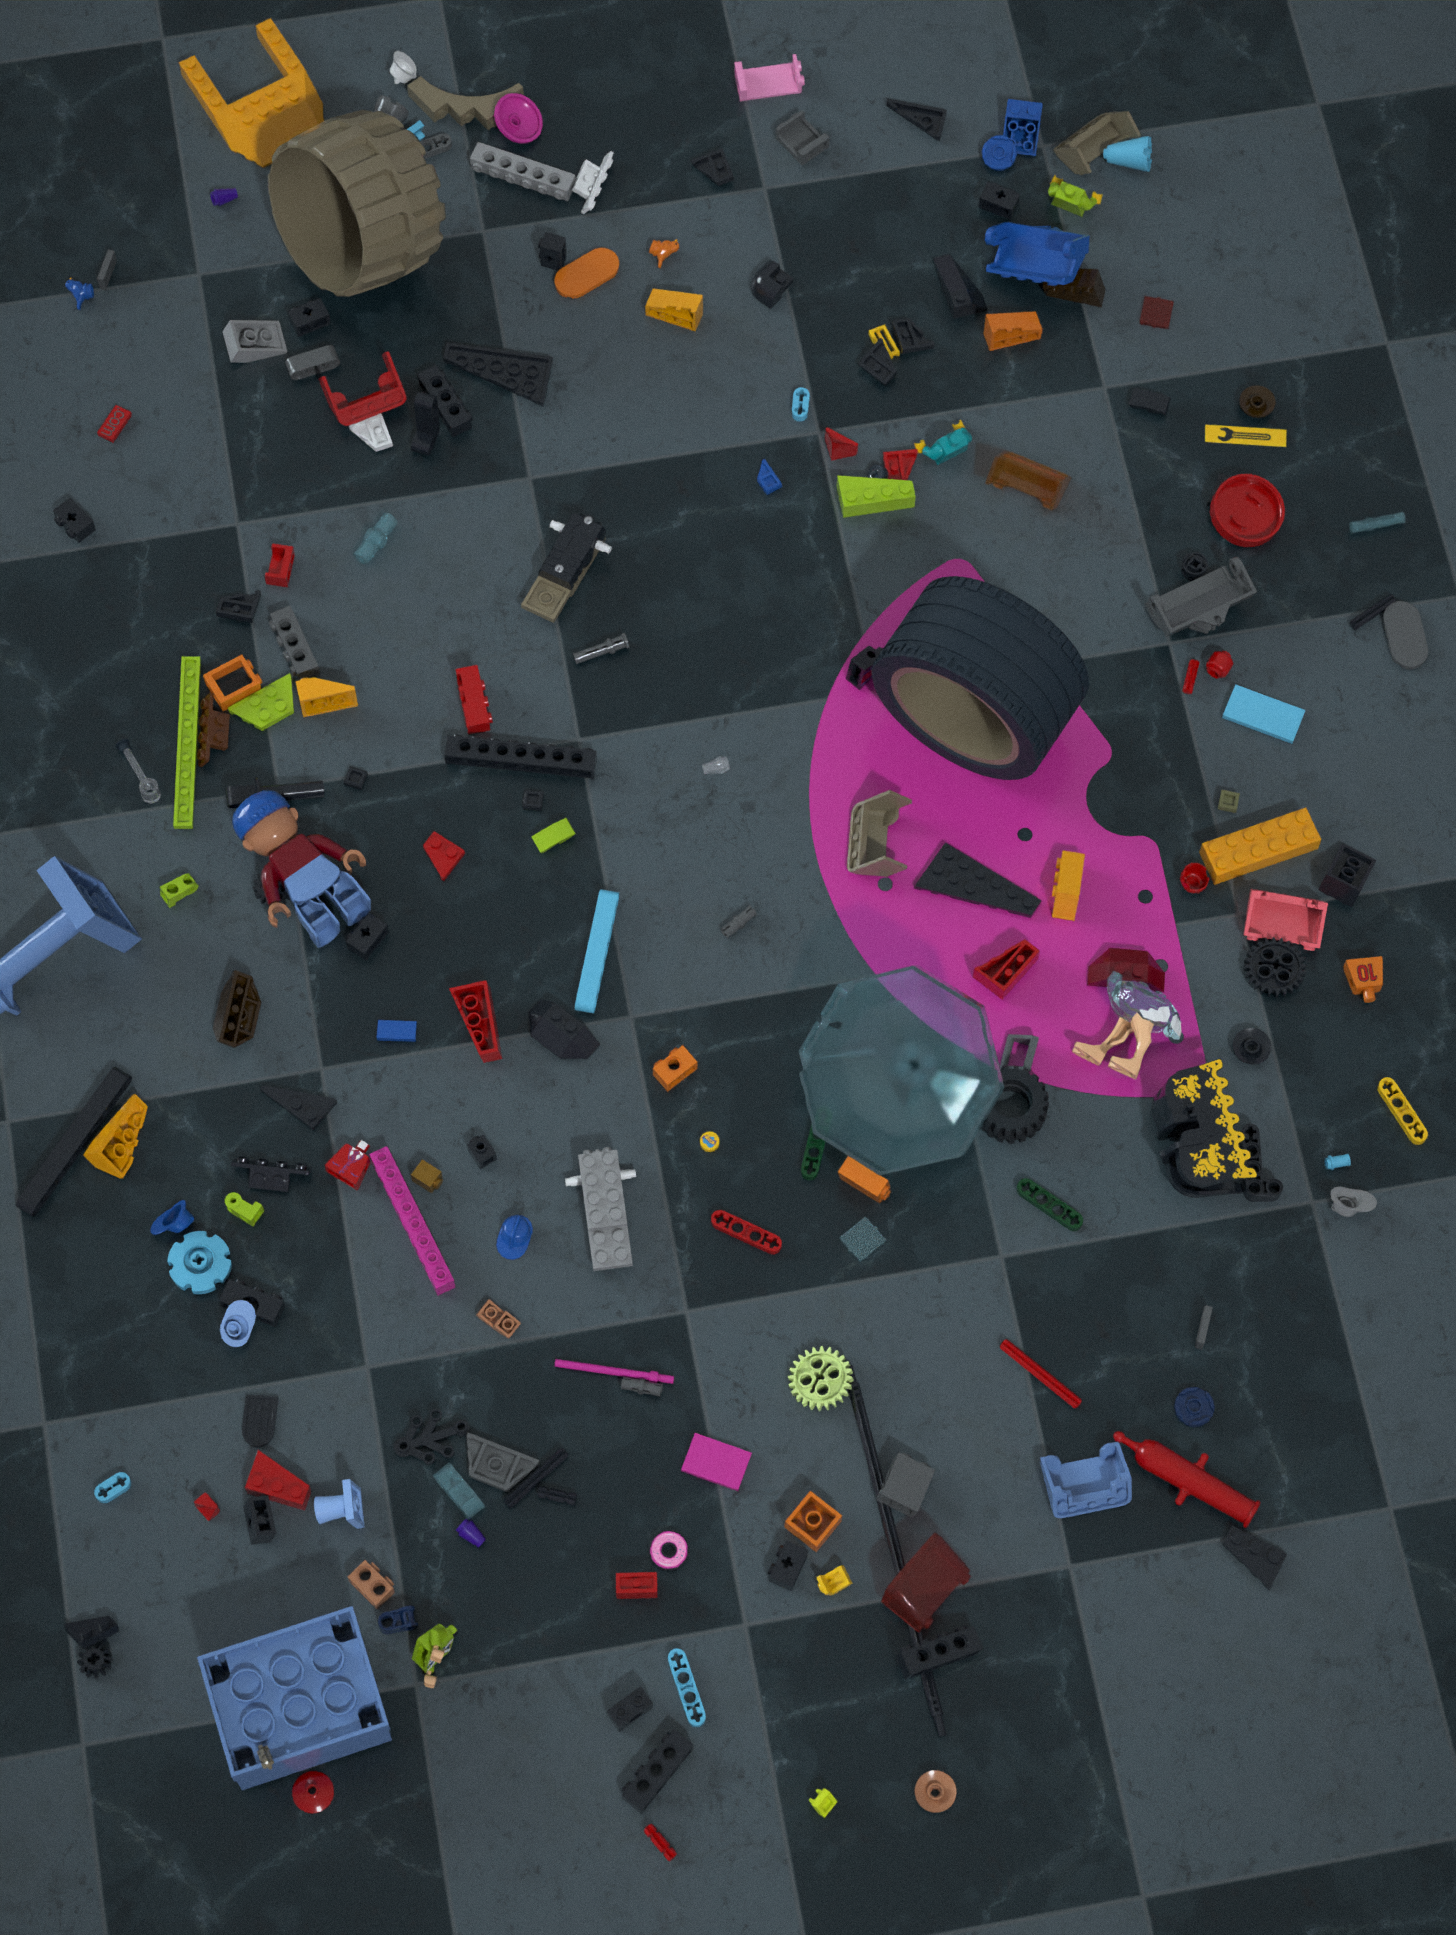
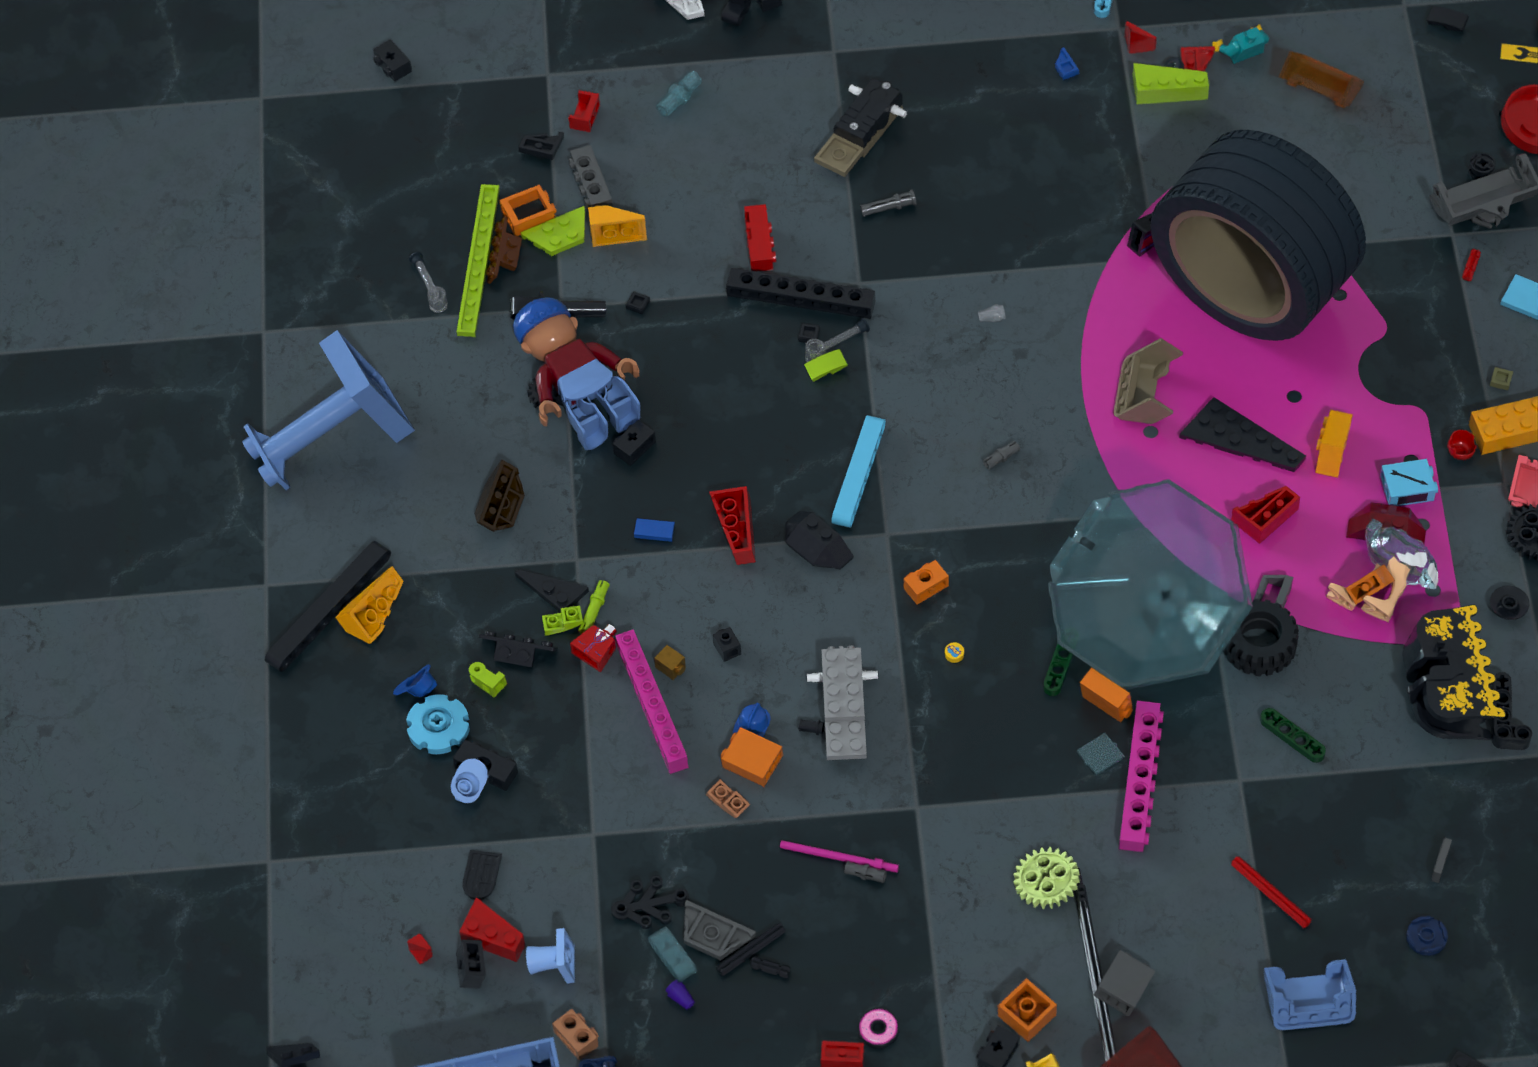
camera: 10 degrees right, 10 degrees down
(115, 1491) = (329, 924): medium azure beam -> none
(178, 889) = (454, 388): lime leg -> none
(313, 1139) = (568, 618): none -> lime slope
(346, 1114) = (596, 602): none -> lime pin
(443, 854) = (716, 375): red wing -> none
(517, 1272) = (751, 756): none -> orange brick
(541, 814) = (816, 348): none -> clear piece
(574, 1234) = (811, 726): none -> black pin
(716, 1462) = (934, 949): dark pink tile -> none
(744, 1235) = (981, 741): red beam -> none
(898, 1329) = (1136, 839): none -> dark pink brick
(1115, 1042) = (1370, 584): none -> orange brick
(1144, 923) = (1408, 482): none -> medium azure brick
(1190, 1478) = (1419, 1001): red piece -> none
(1219, 664) = (1500, 254): red head -> none

